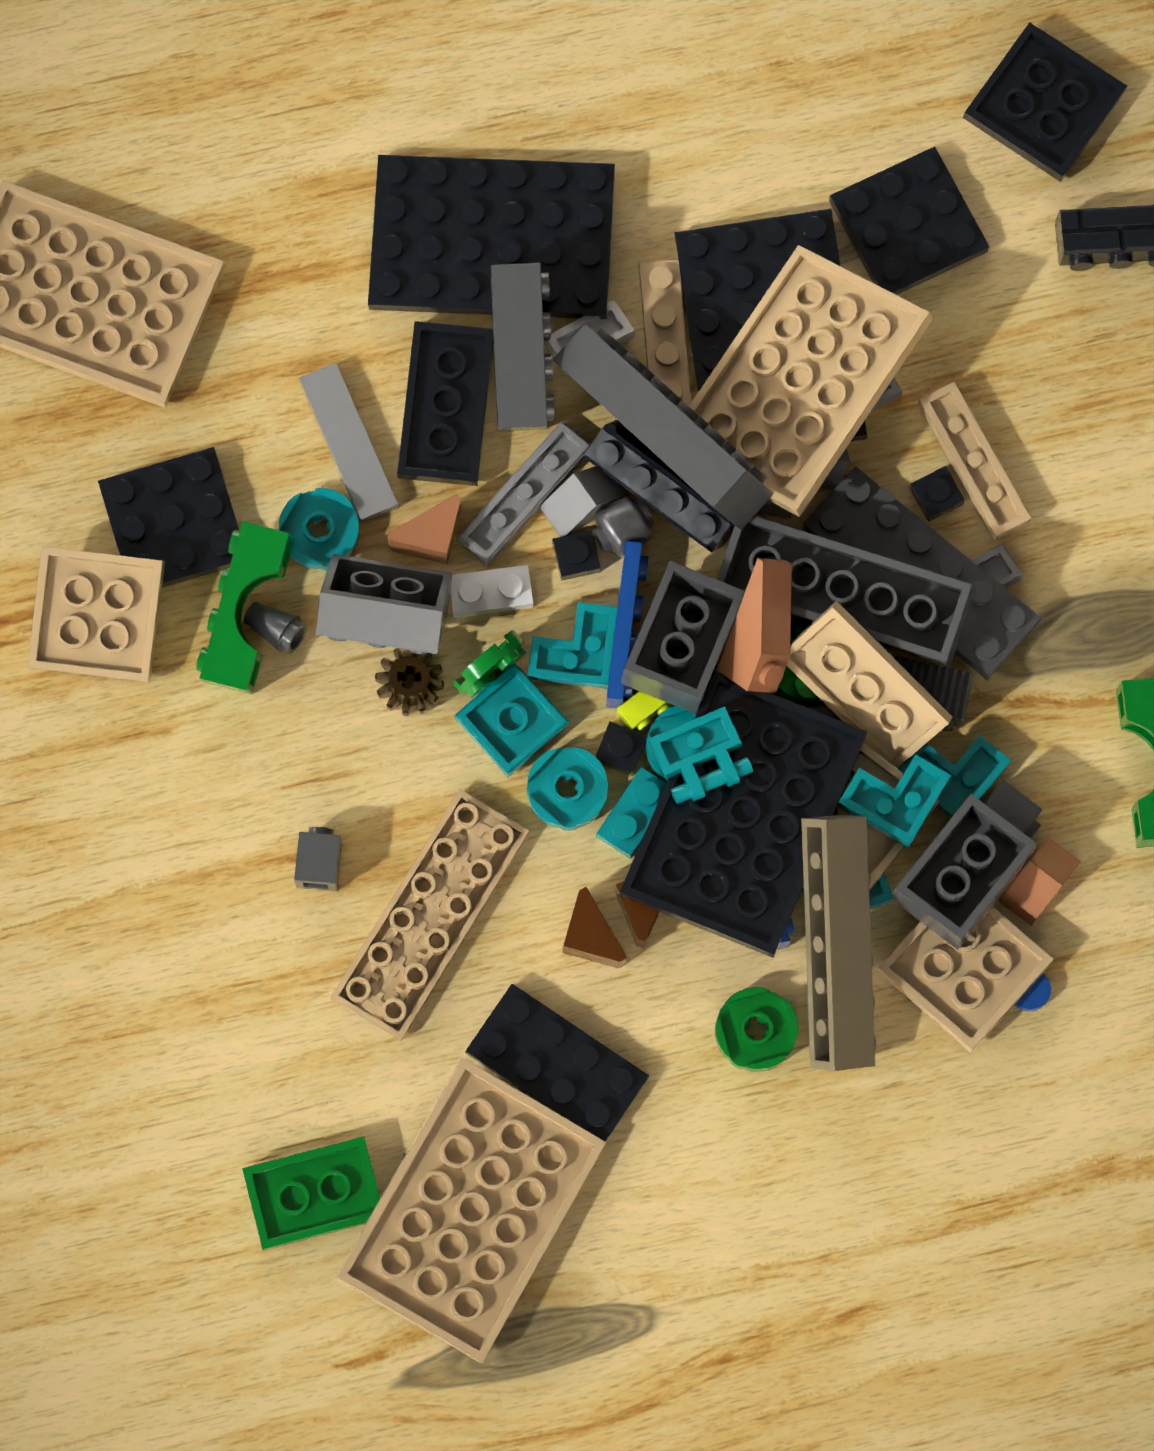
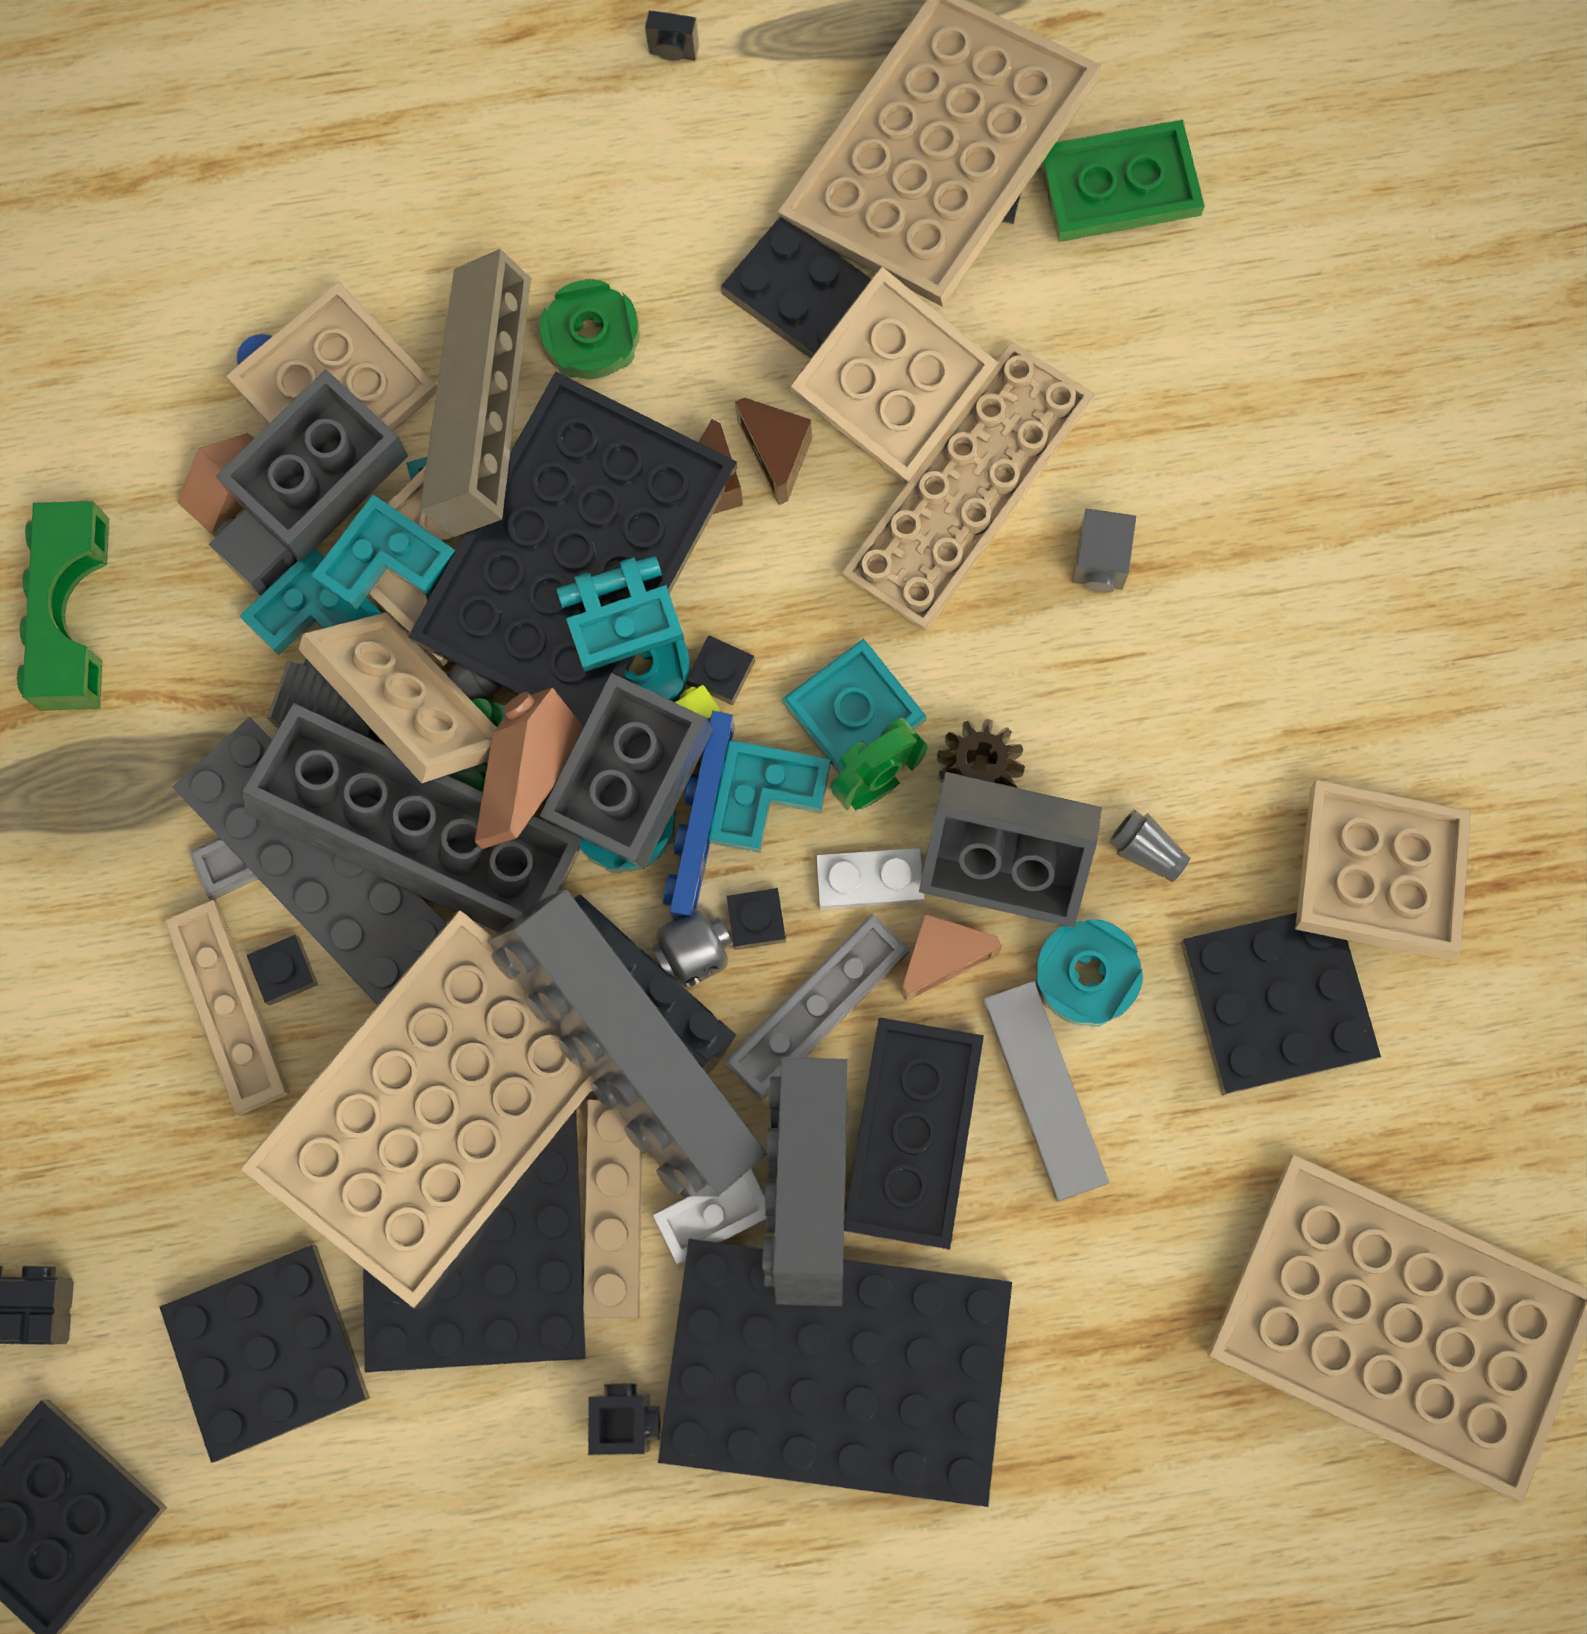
camera: 165 degrees left, 0 degrees up
(257, 558) = (1206, 807): green arch -> none
(498, 990) = (893, 375): none -> tan plate
(567, 811) = (791, 593): teal plate -> none
(580, 499) = (745, 985): light grey slope -> none
(632, 813) = (711, 589): teal plate -> none
(642, 187) = (621, 1421): none -> black brick
(712, 1304) = (672, 36): none -> black plate

